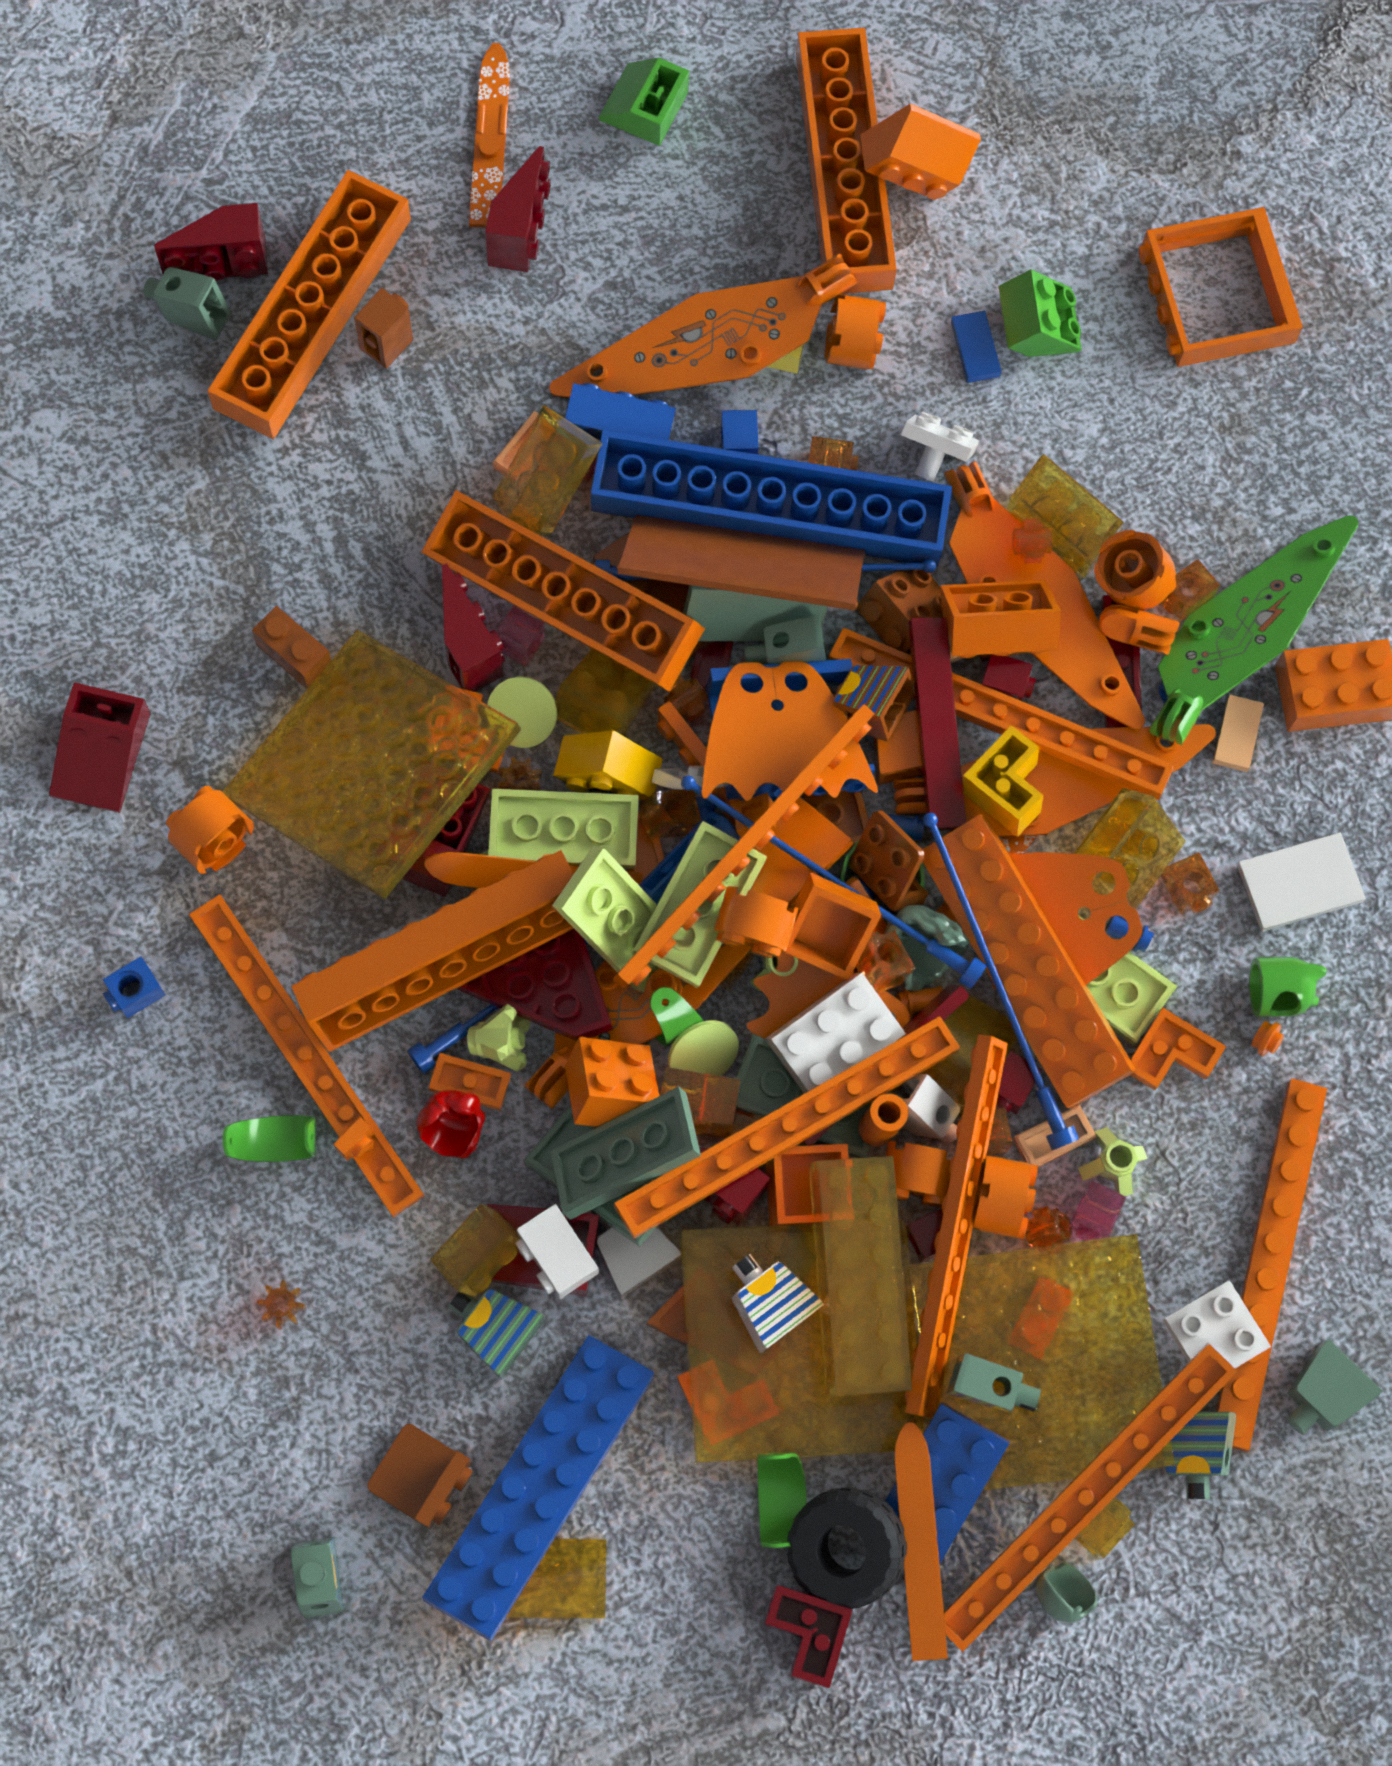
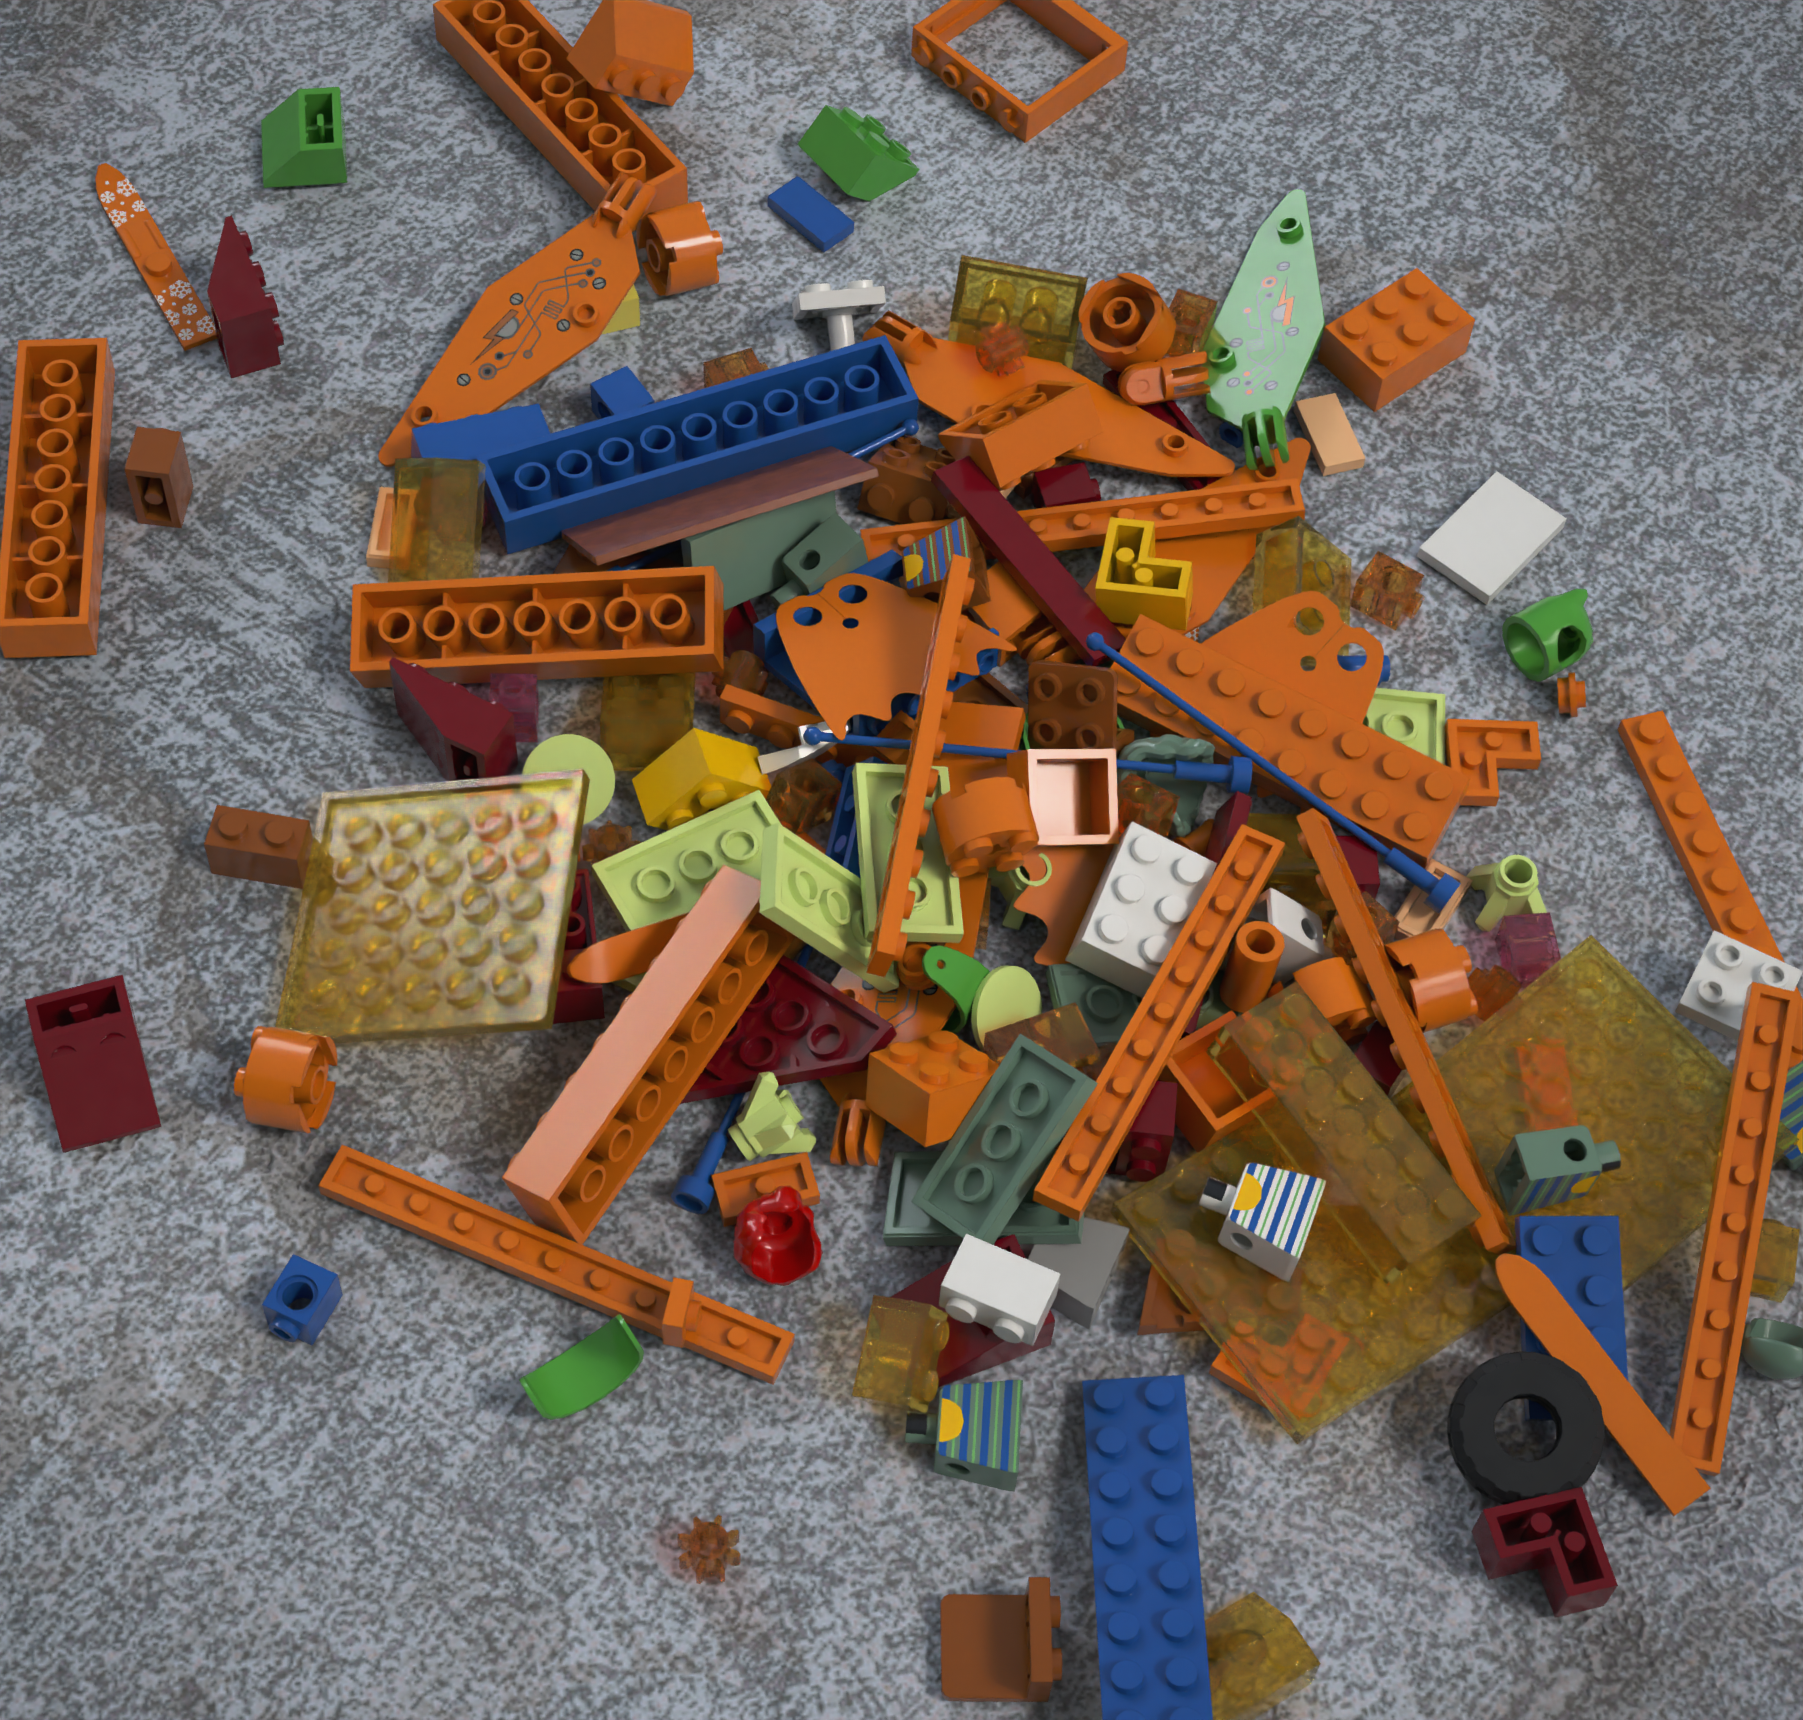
camera: 30 degrees left, 15 degrees down
(780, 1496) = (1406, 1426): bright green piece -> none

